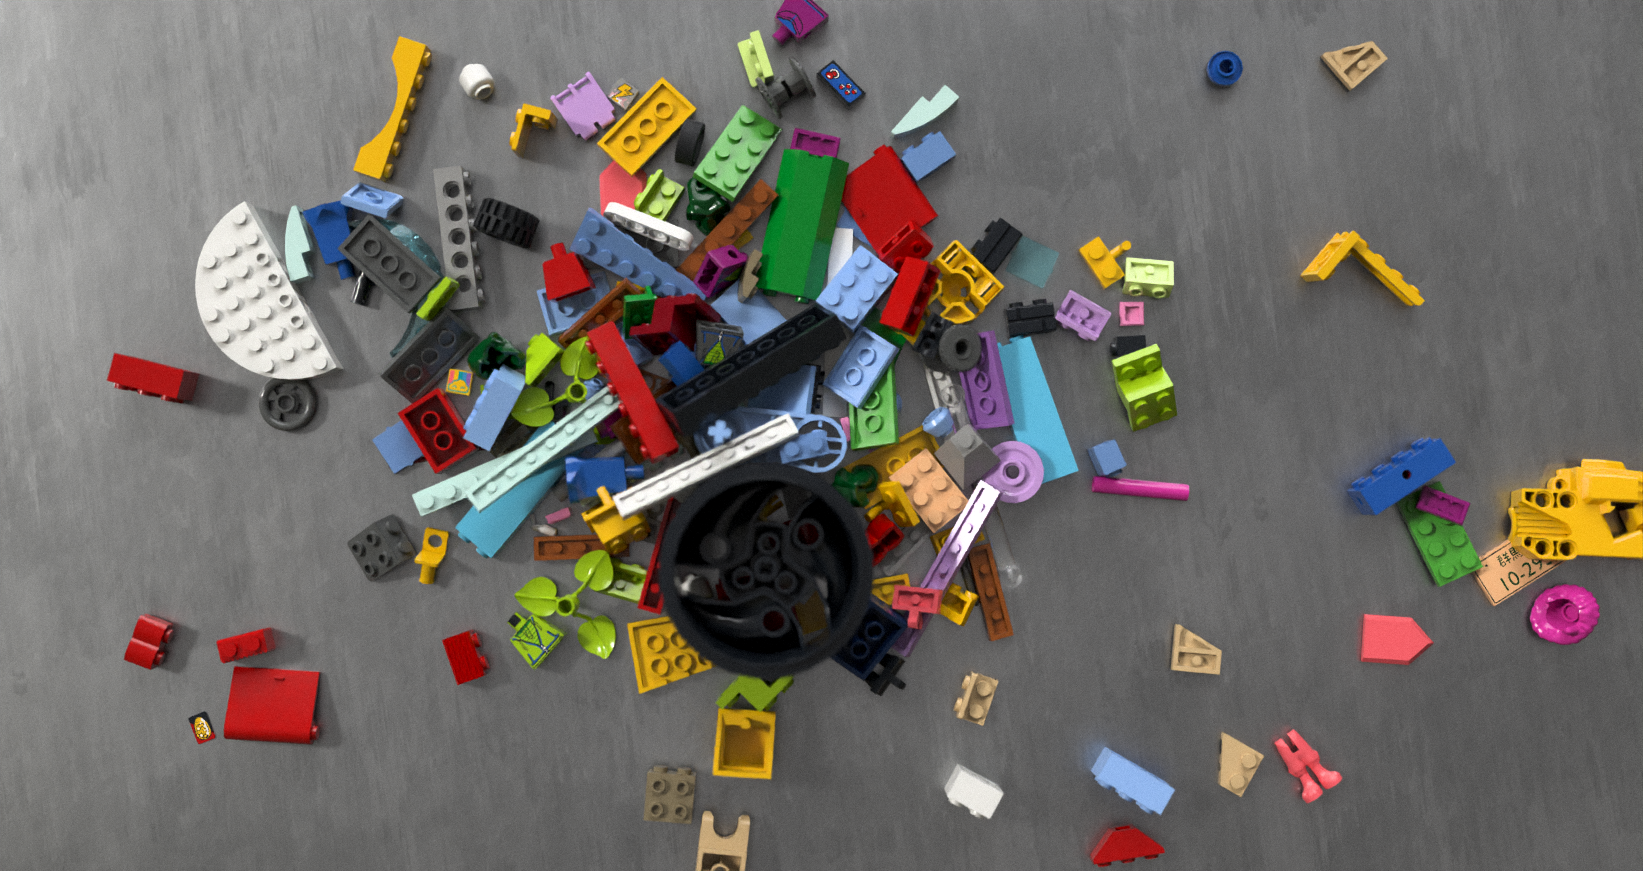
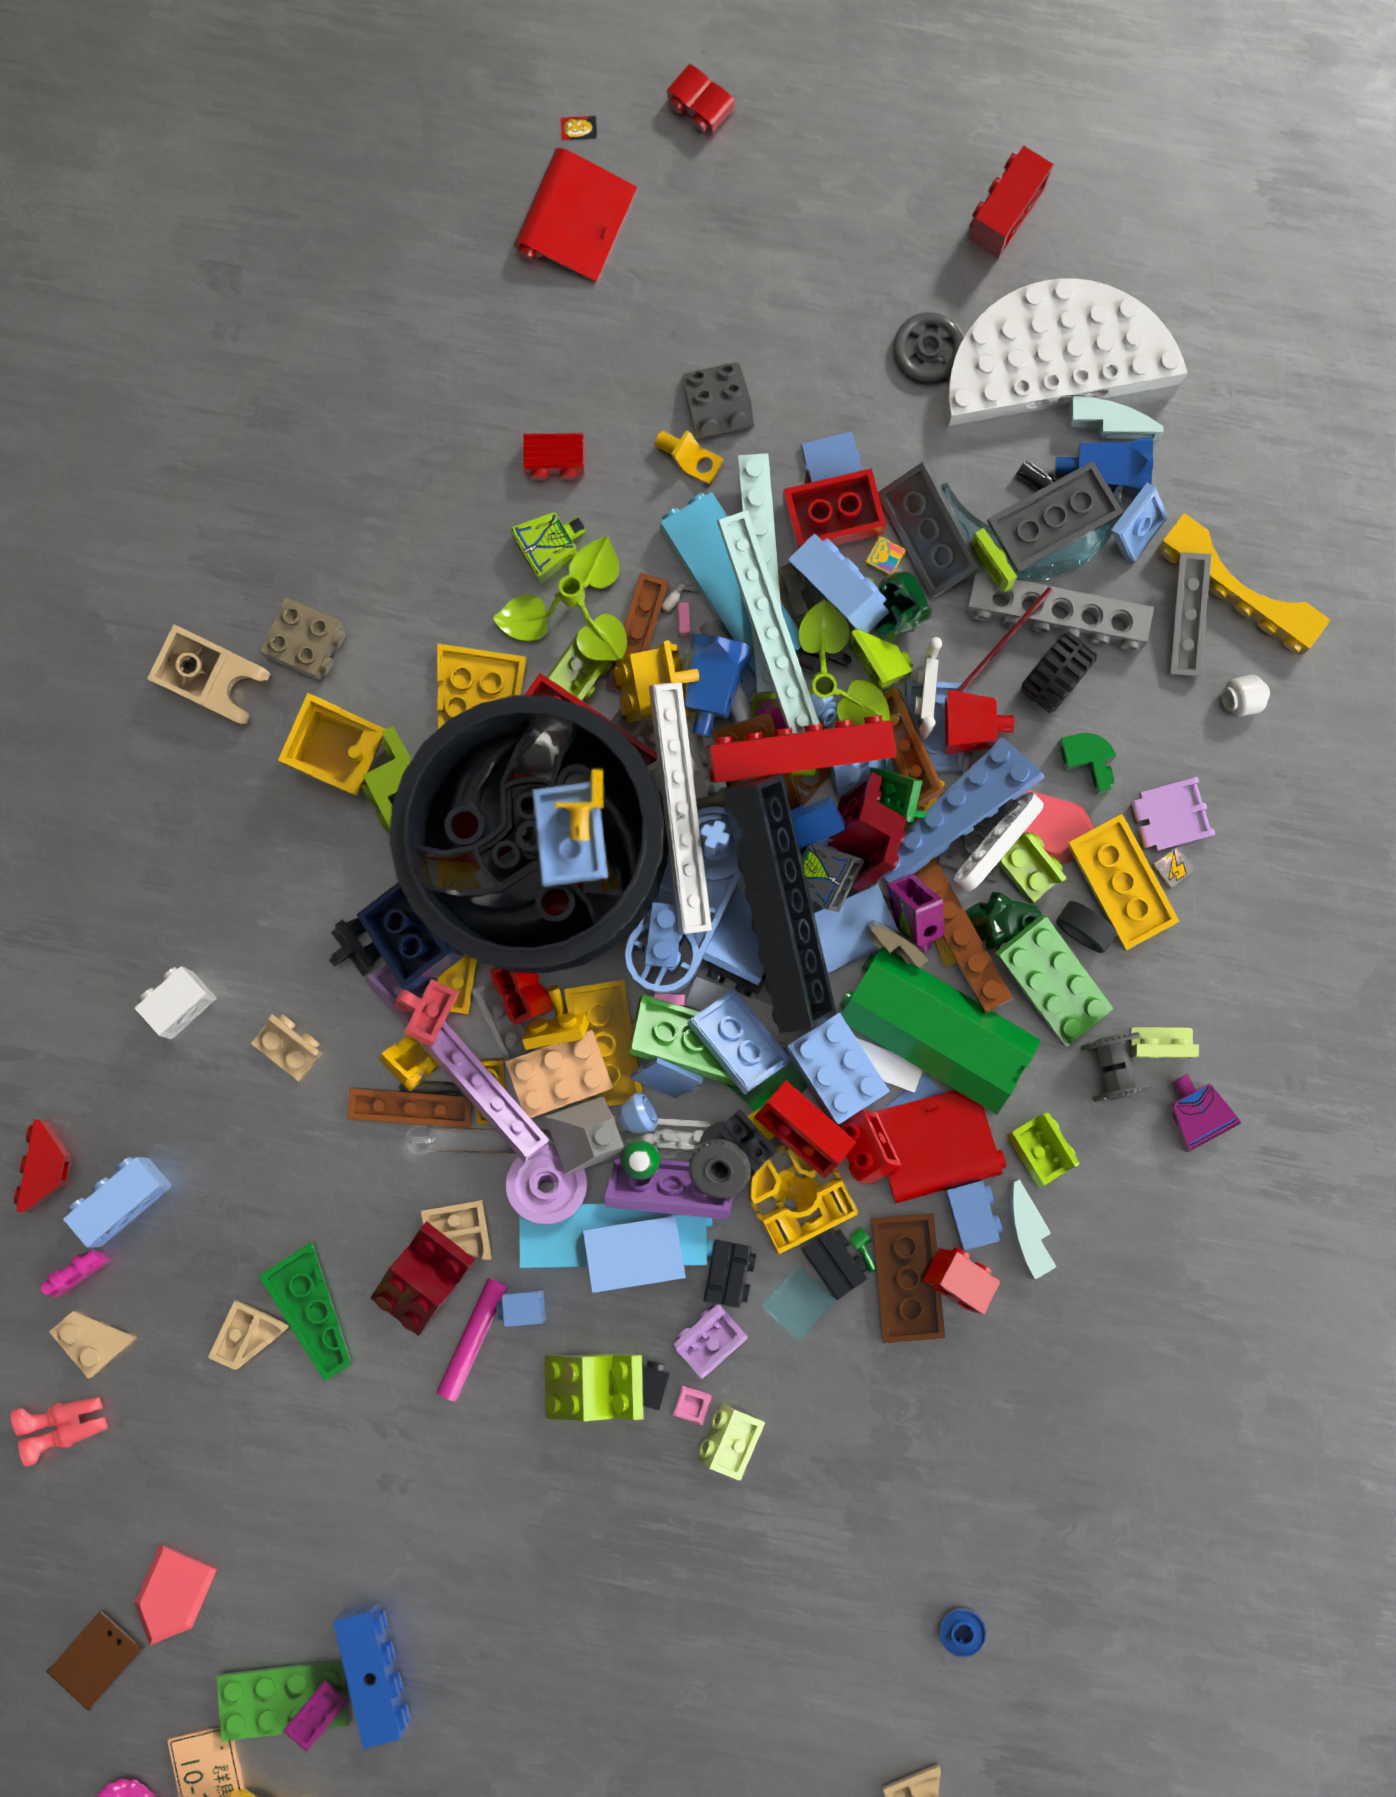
camera: 110 degrees right, 5 degrees down
(246, 645) = (656, 207): red brick -> none
(428, 140) = (1190, 613): none -> light grey plate
(494, 271) = (1005, 639): none -> dark red piece
(525, 118) = (1178, 736): yellow bracket -> none
(543, 319) = (927, 678): none -> white plate
(557, 181) = (1091, 752): none -> green brick
(739, 534) = (580, 810): none -> yellow bracket
(758, 536) = (565, 859): none -> light blue tile
(815, 143) = (1035, 1082): magenta plate -> none
(840, 84) = (1100, 1138): slope -> none
(856, 484) = (597, 986): dark green head -> none
(862, 122) = (1043, 1149): none -> lime bracket
(905, 411) = (666, 1077): none -> medium blue piece
(971, 409) = (640, 1160): none -> green piece
(972, 232) = (860, 1240): none -> green hand
(977, 149) = (962, 1280): none -> brick
(988, 189) = (902, 1257): none -> reddish brown plate
(1041, 390) = (634, 1254): none -> light blue tile
(1064, 525) = (463, 1225): none -> tan wing
(1103, 262) = (770, 1391): yellow plate -> none
(1110, 538) = (422, 1278): none -> dark red bracket
(1157, 616) = (306, 1304): none -> green wing
(1197, 797) = (80, 1268): none -> dark pink plate
(1341, 247) = (681, 1695): yellow bracket -> none
(1458, 678) = (94, 1660): none -> reddish brown container

